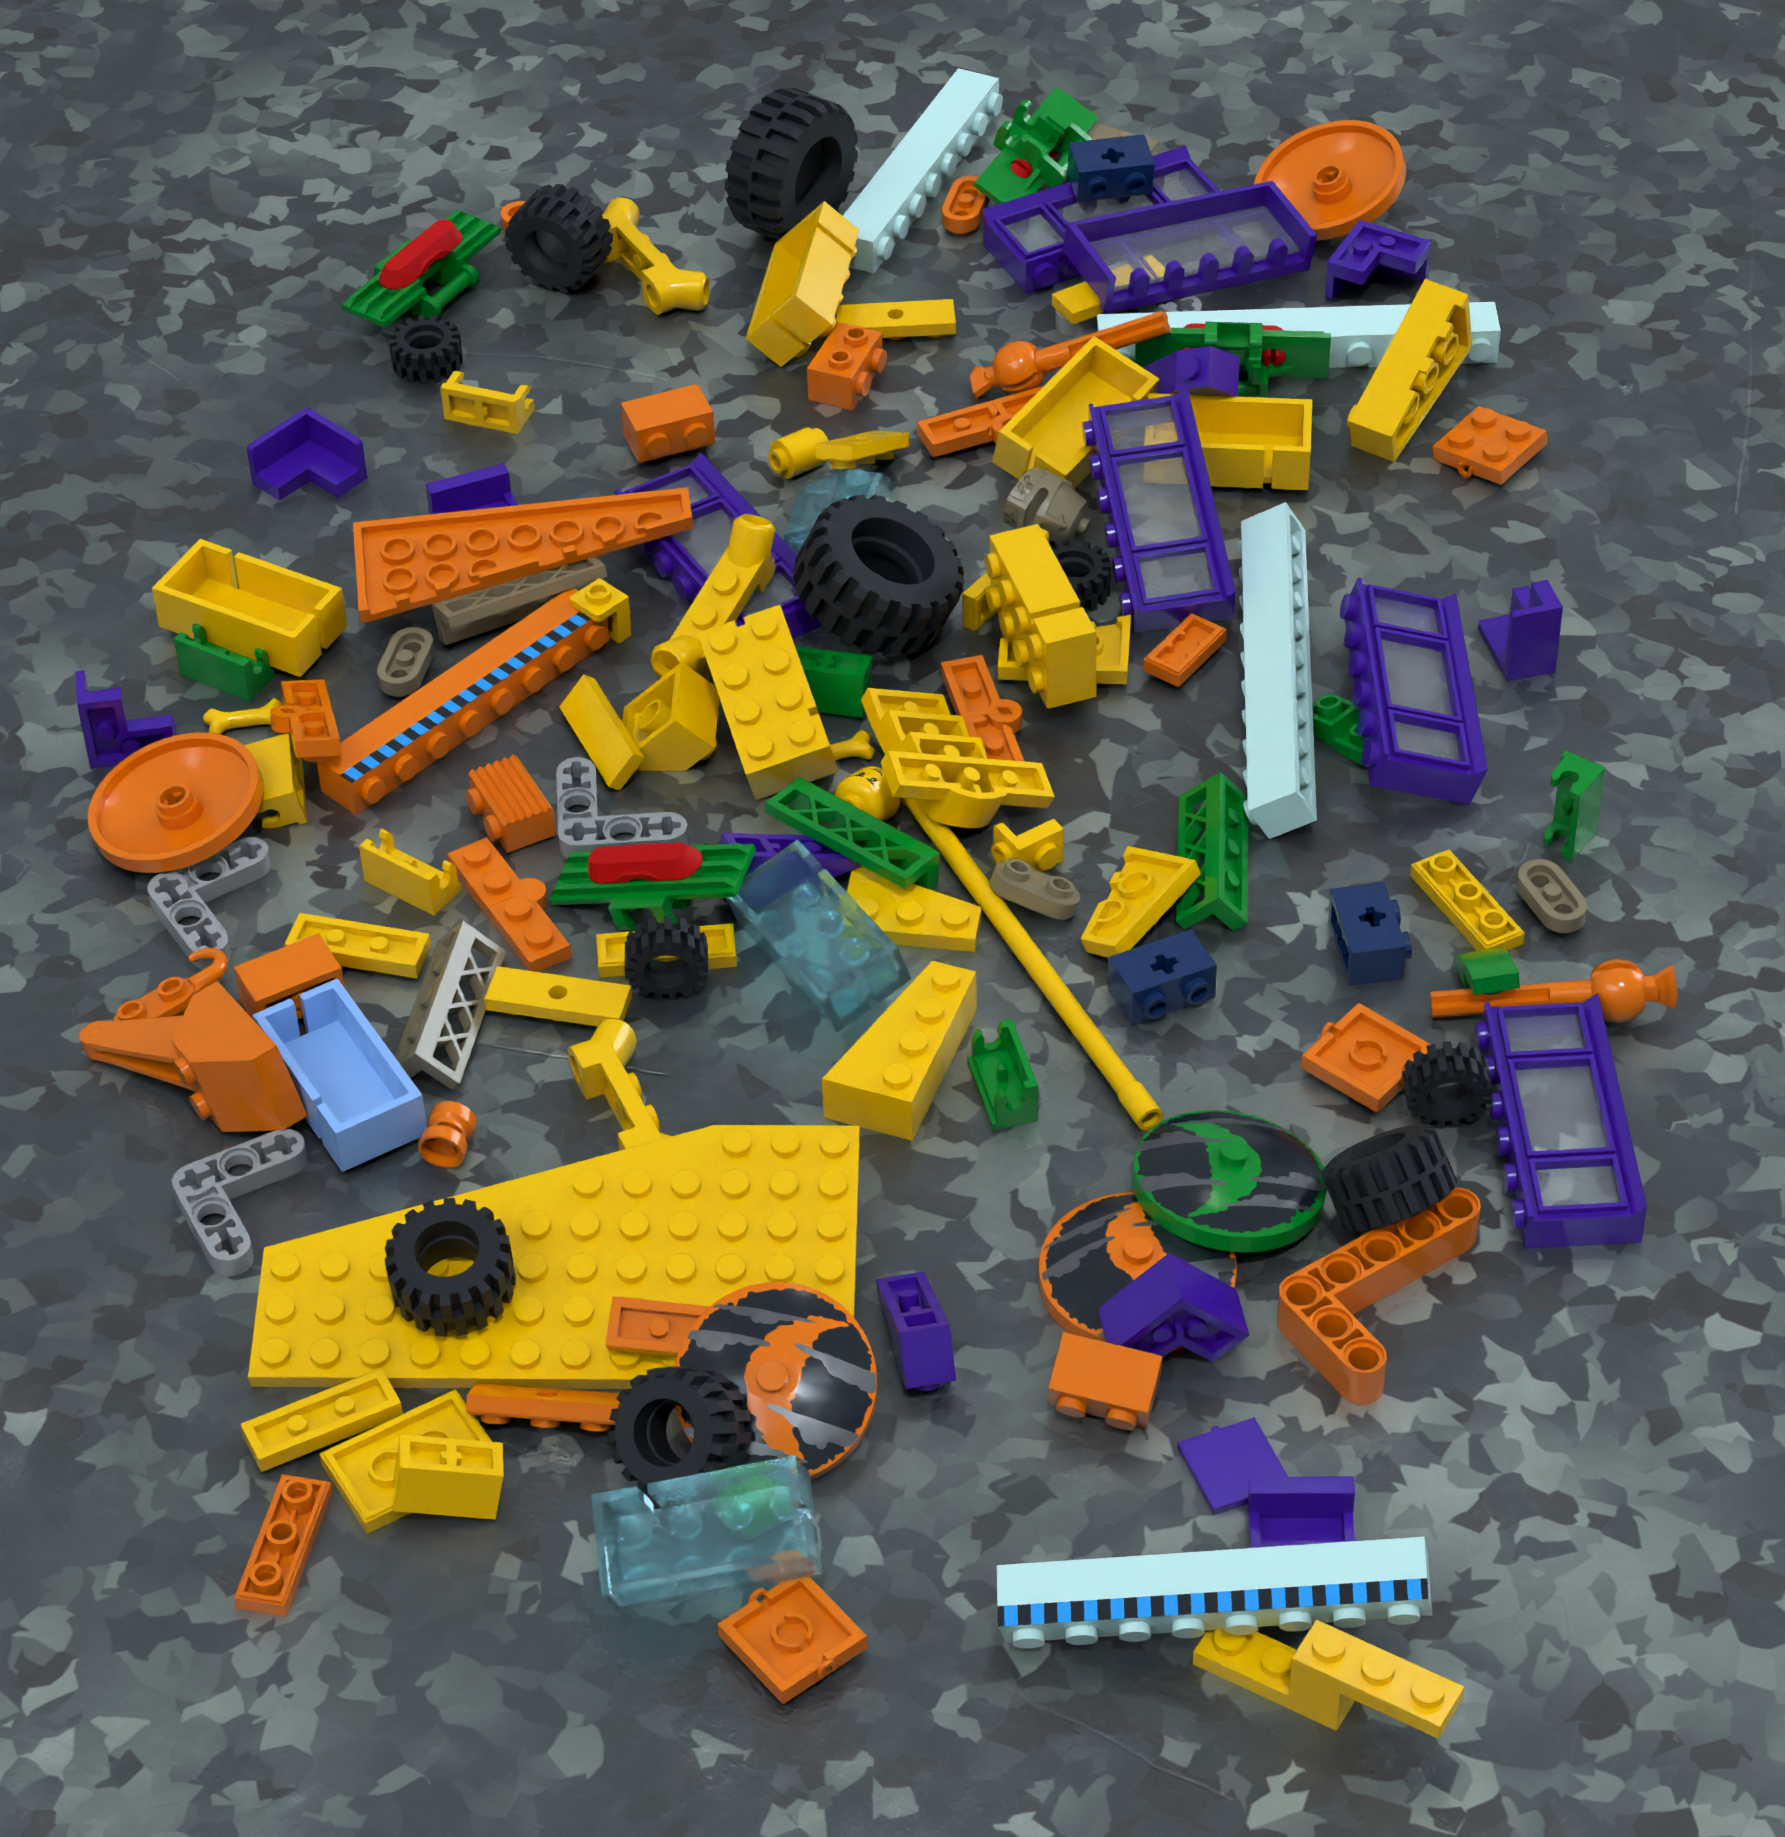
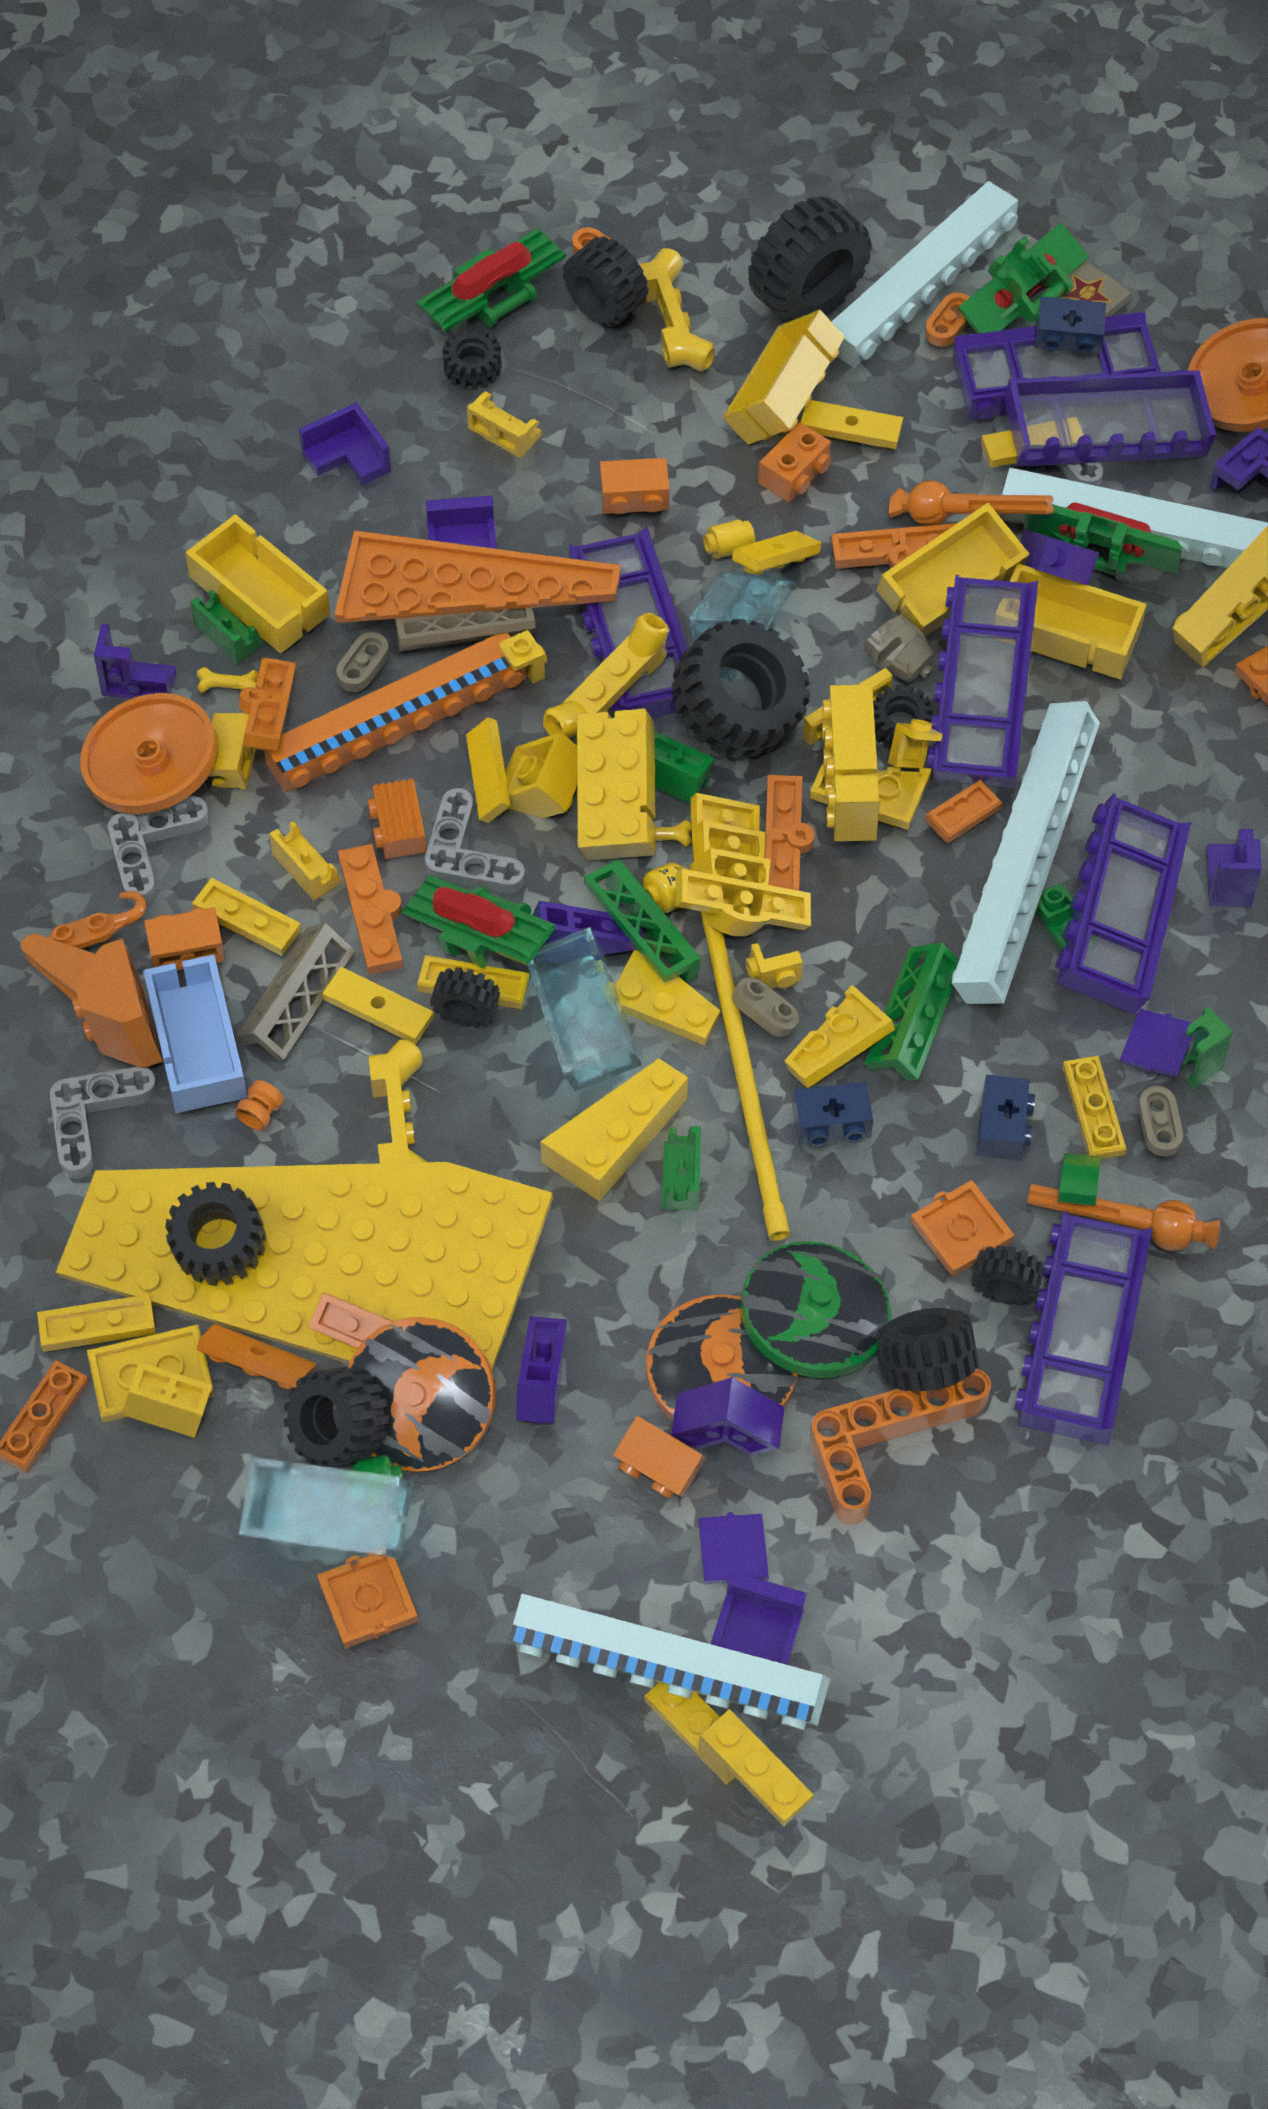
camera: 15 degrees right, 15 degrees up
(1099, 588) = (911, 743): none -> yellow bracket
(1512, 823) = (1157, 1043): none -> dark purple piece

